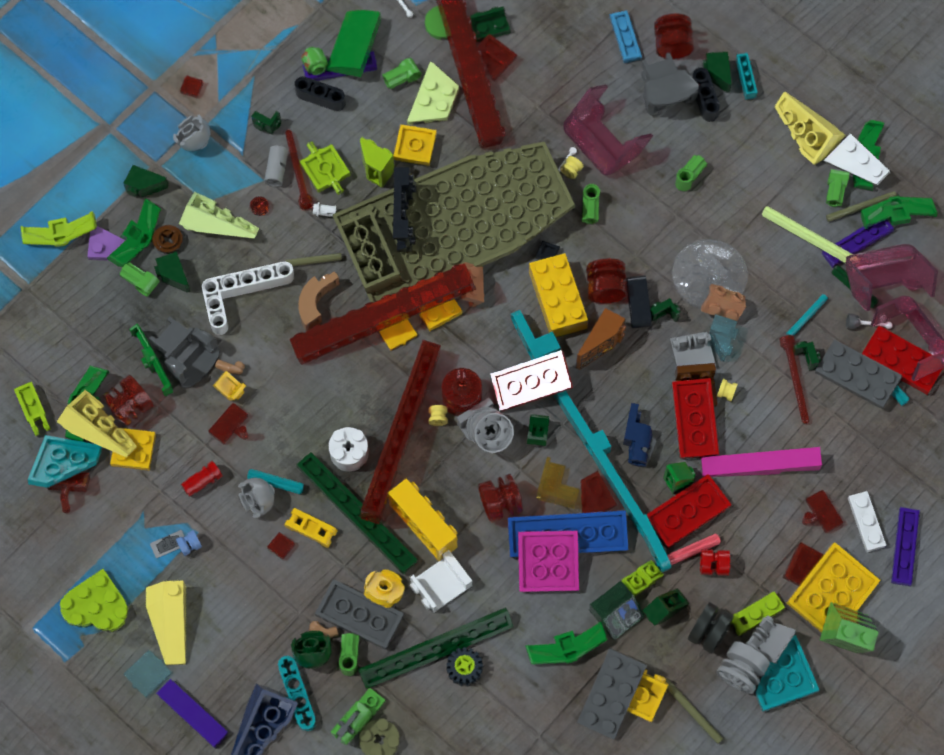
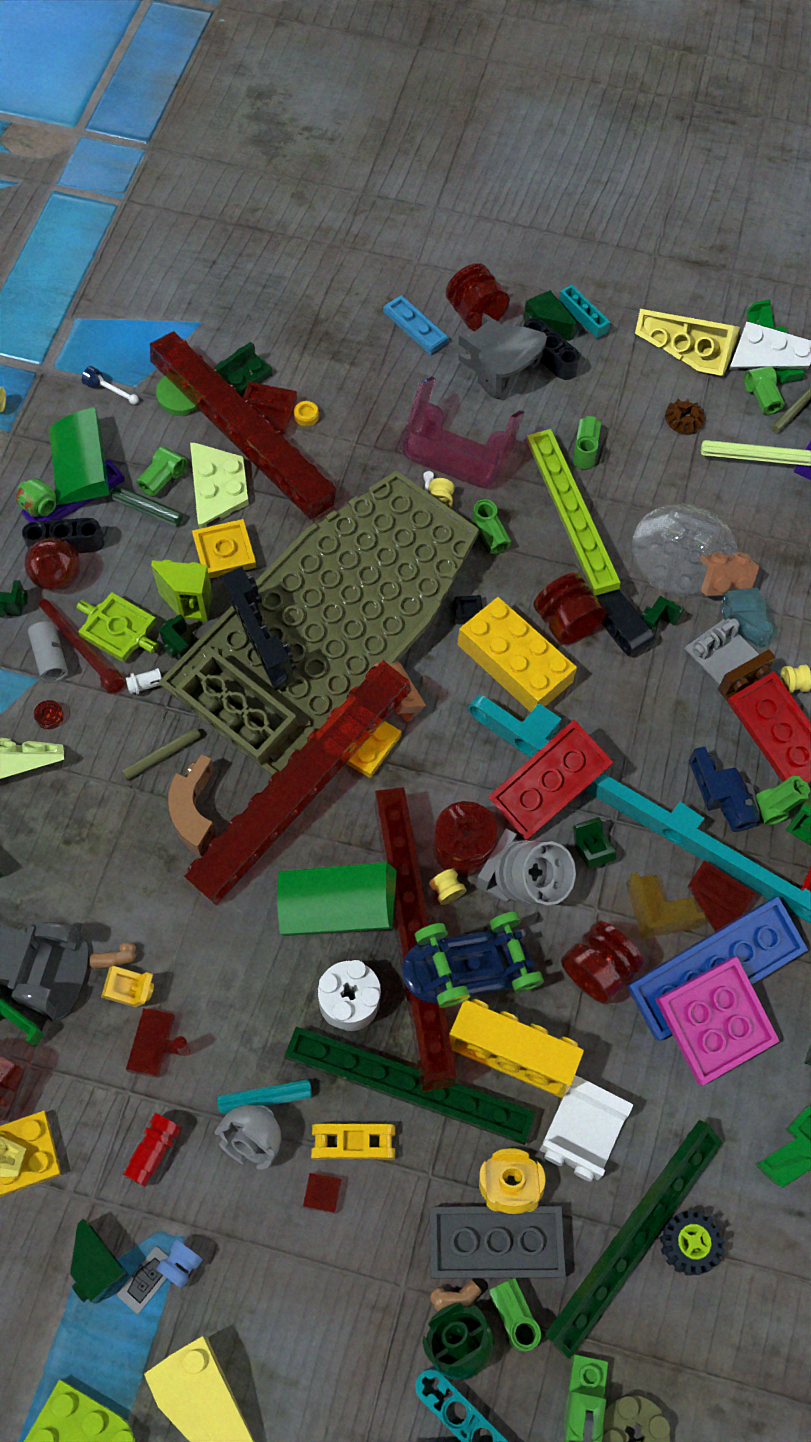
camera: 30 degrees left, 5 degrees down
(144, 522) = (93, 1265): none -> dark green slope
(240, 288) = (75, 837): white beam -> none
(304, 110) = (52, 564): none -> clear red cylinder
(354, 186) = (170, 635): none -> dark green bracket
(367, 391) = (336, 899): none -> green slope
(381, 94) = (146, 506): none -> dark green axle
(398, 334) = (331, 802): yellow piece -> none
(421, 462) = (468, 964): none -> dark blue piece
(516, 72) = (306, 413): none -> yellow tile
(603, 338) = (607, 672): dark orange slope -> none
(648, 216) = (573, 513): none -> lime plate
(664, 457) = (778, 801): none -> bright green piece
(768, 189) = (687, 424): none -> reddish brown gear

